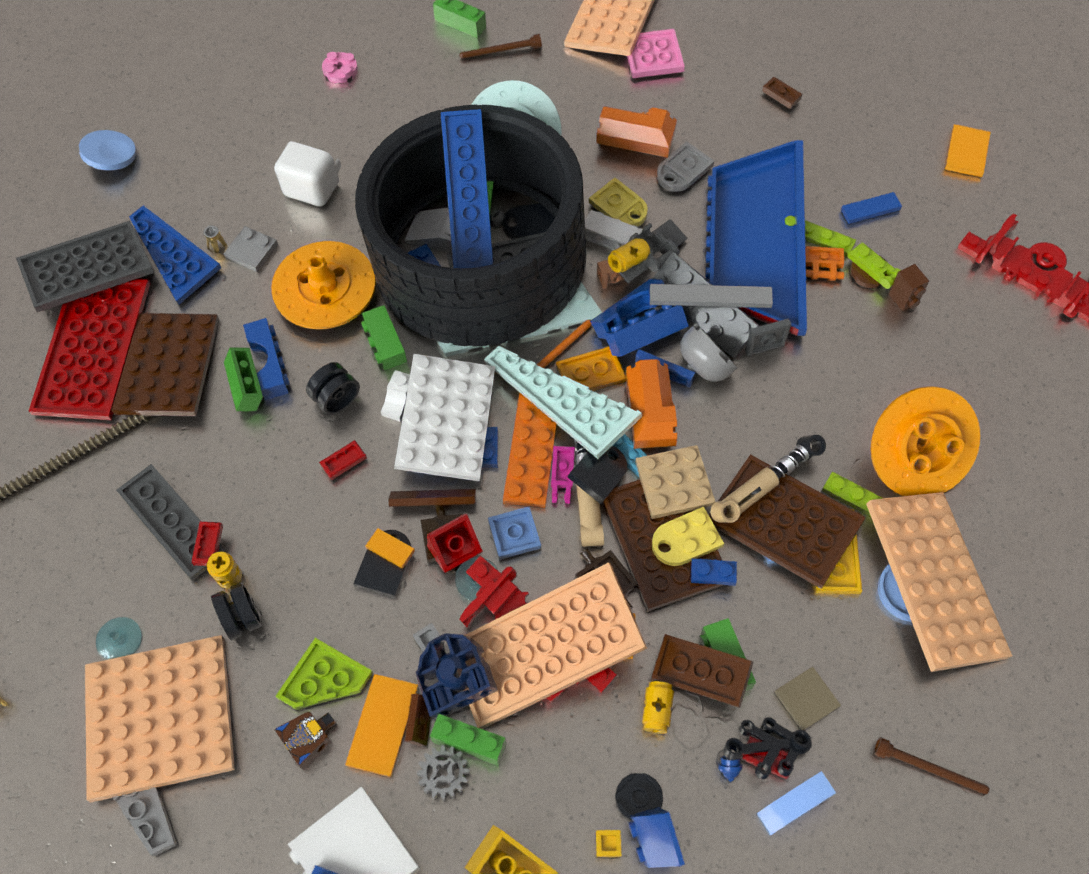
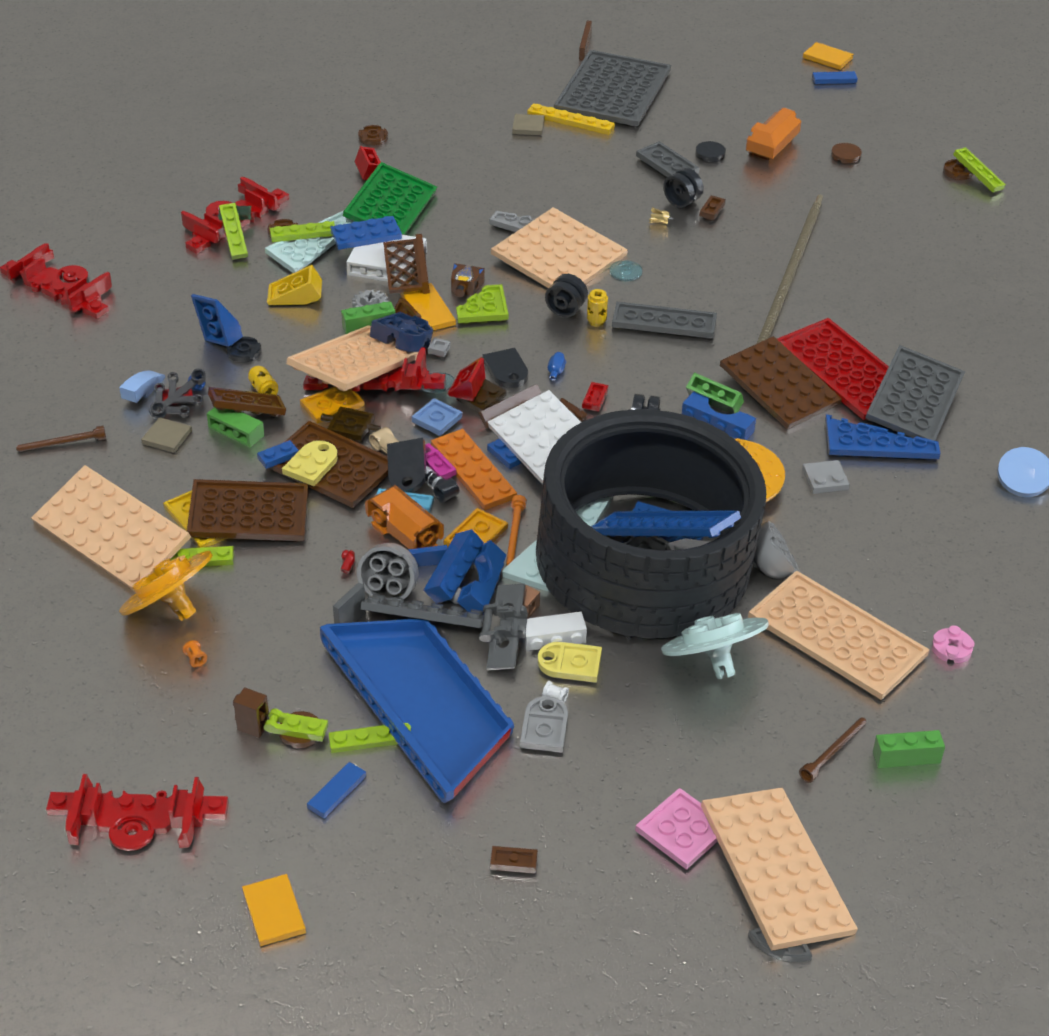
camera: 140 degrees right, 20 degrees down
(206, 542) = (624, 313): red plate -> none
(213, 234) = (858, 456): piece -> none
(307, 173) = (844, 524): white piece -> none
(337, 529) = (556, 365): none -> blue plant
(338, 789) = (420, 267): none -> reddish brown fence
(378, 460) = (577, 412): none -> reddish brown axle
(390, 548) = (509, 368): light orange tile -> none
(400, 93) = (839, 634): none -> light nougat plate
(580, 412) = (454, 480): light aqua wing -> none
(608, 843) = (247, 322): yellow plate -> none
(628, 255) = (511, 586): yellow piece -> none
(637, 131) = (614, 719): orange brick -> none
(655, 186) = (555, 691): none -> white bush
(674, 481) = (346, 488): tan plate -> none
(711, 295) = (417, 597): light grey tile -> none
(723, 406) = (349, 559): none -> red arm
(766, 480) = (292, 483): piece -> none
(824, 258) = (343, 716): orange plate -> none
(921, 379) = (195, 653): none -> orange bush

